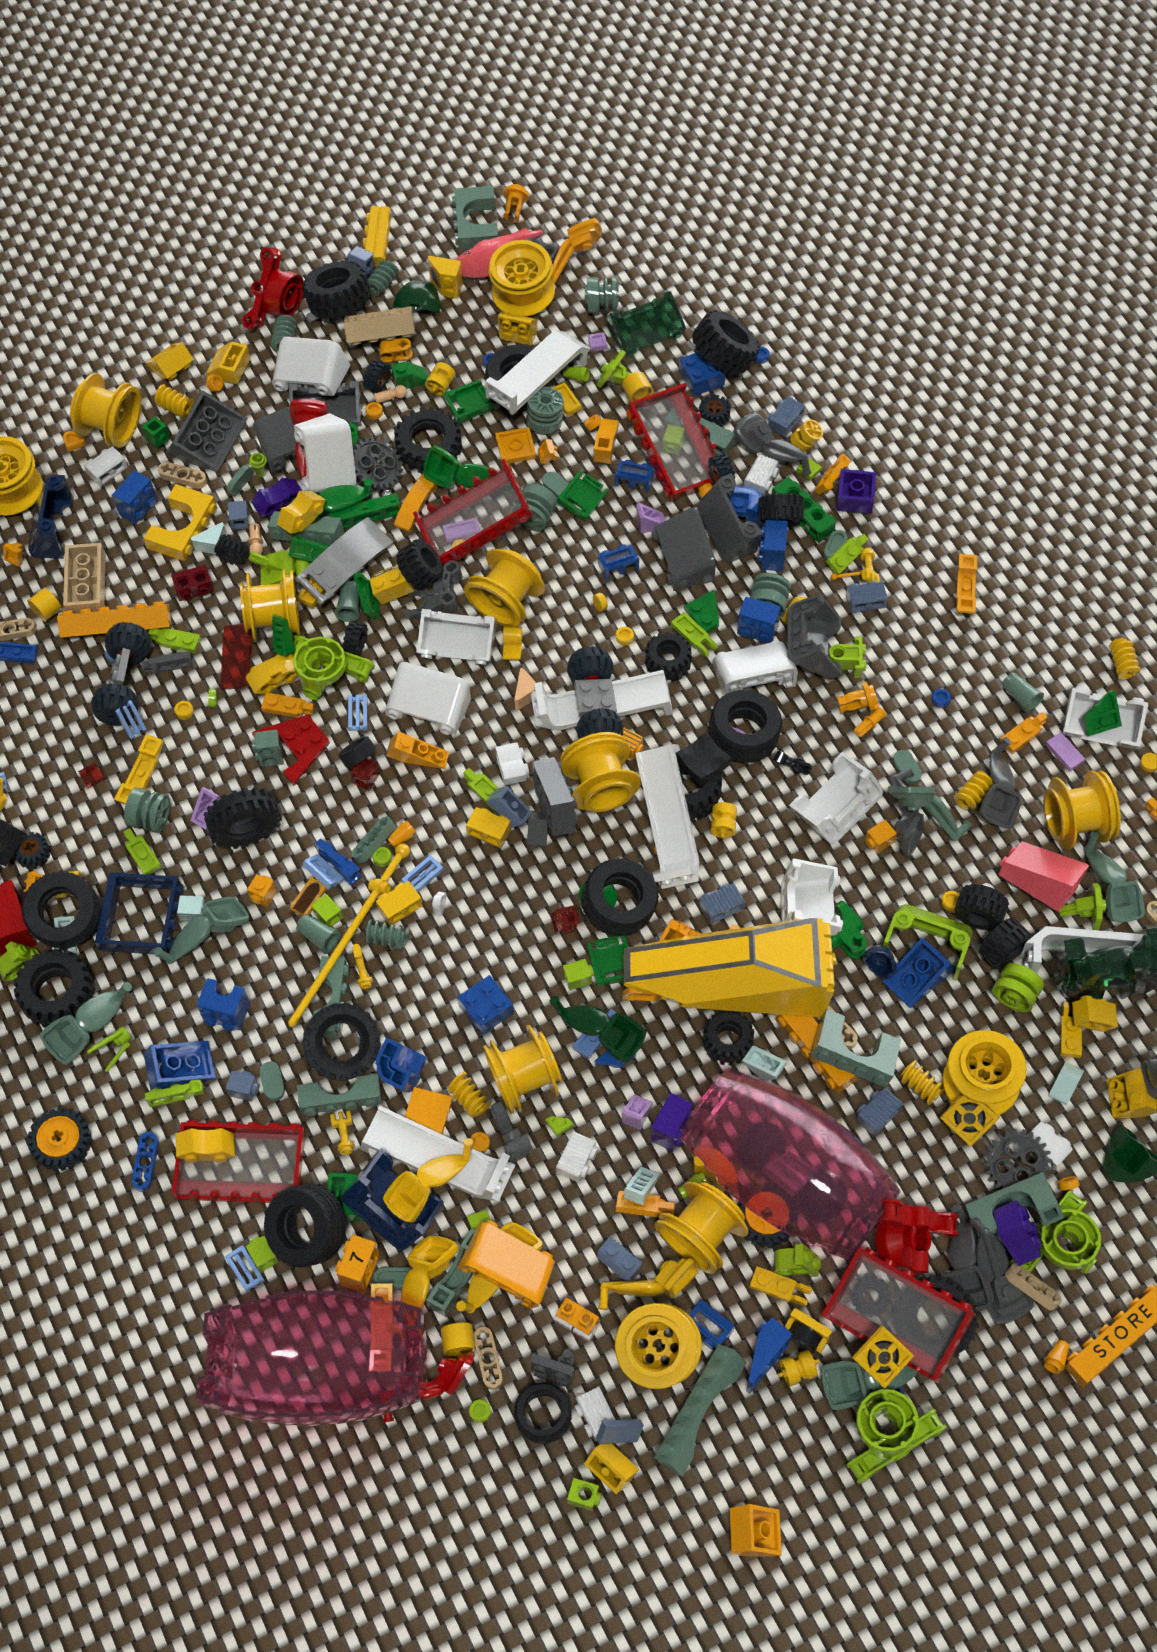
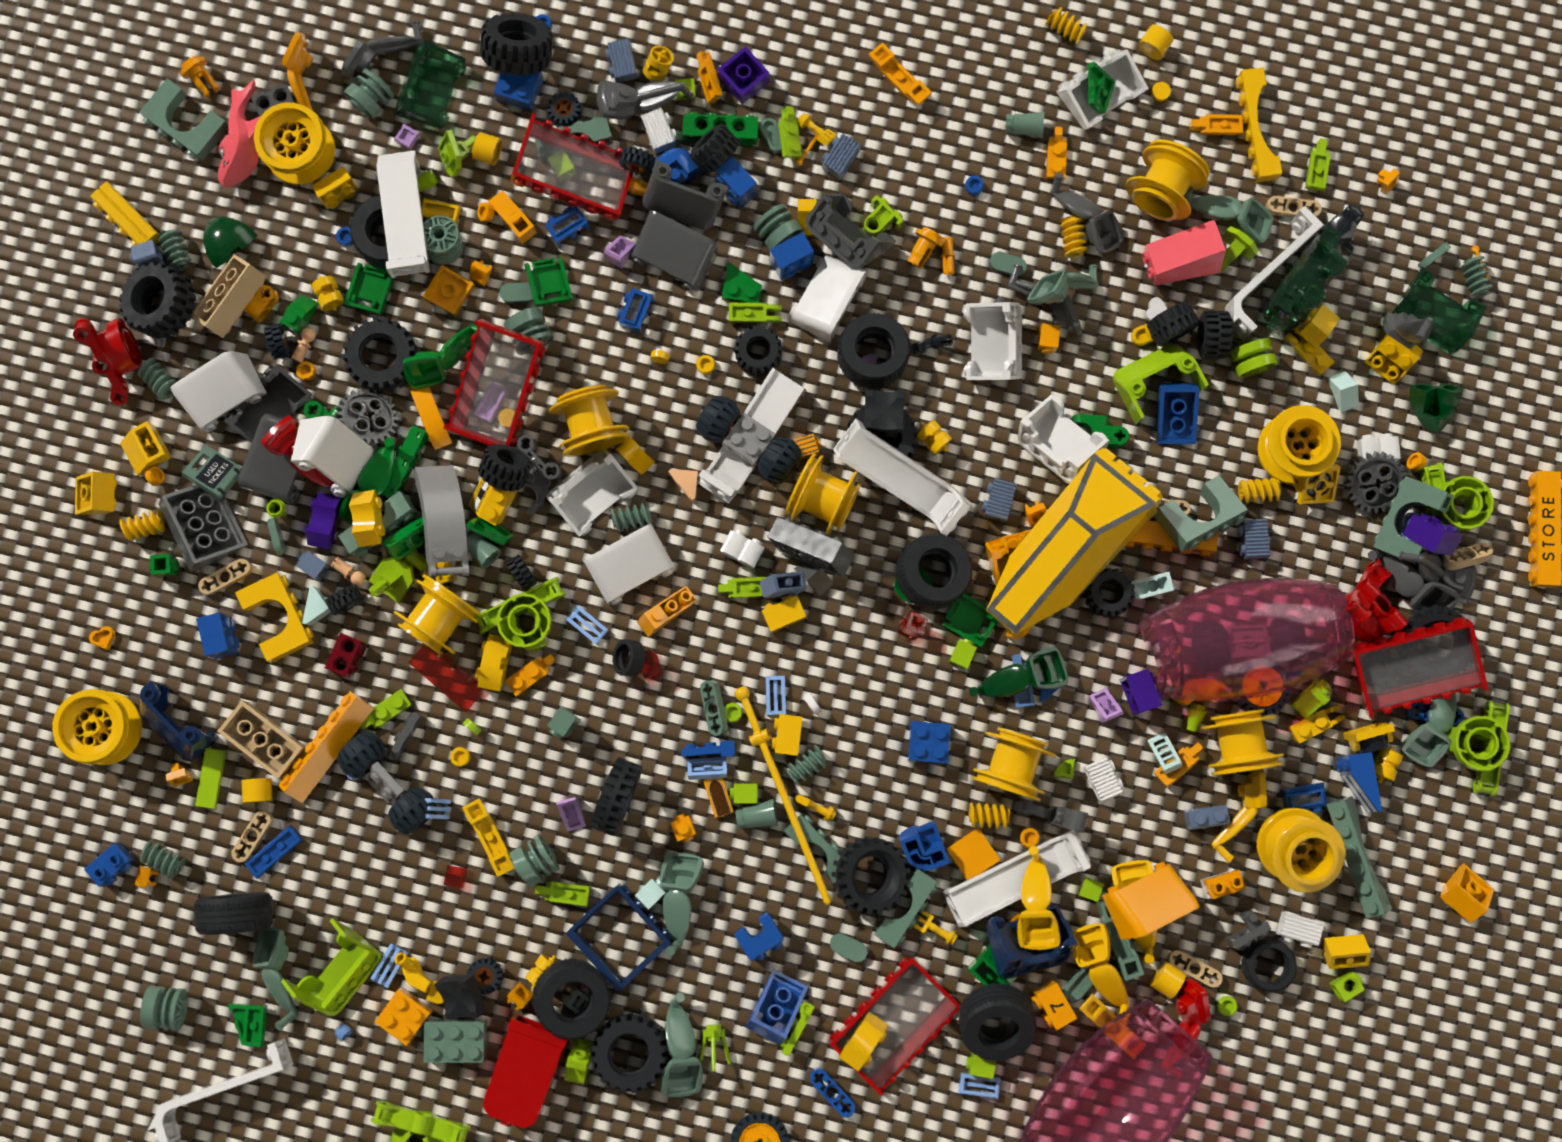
camera: 50 degrees left, 20 degrees up
(29, 574) = (210, 778): none -> lime tile
(105, 466) = (157, 632): white brick -> none
(106, 410) = (108, 592): yellow wheel -> none
(242, 1085) = (835, 973): sand blue brick -> none
(247, 411) = (215, 474): none -> sand green container
(282, 636) = (473, 631): green slope -> none
(303, 740) = (572, 687): red wing -> none
(401, 834) = (728, 682): light orange cone -> none
(446, 276) = (227, 199): yellow slope -> none
(462, 671) = (631, 517): none -> sand green piece
(619, 1431) = (1329, 925): sand blue tile -> none
(626, 274) = (364, 54): none -> dark grey piece
(880, 961) = (1148, 432): dark blue hair -> none
(881, 1355) = (1442, 707): yellow piece -> none
(1056, 1358) = (1523, 586): light orange cone -> none
(1065, 752) = (1098, 141): lavender tile -> none

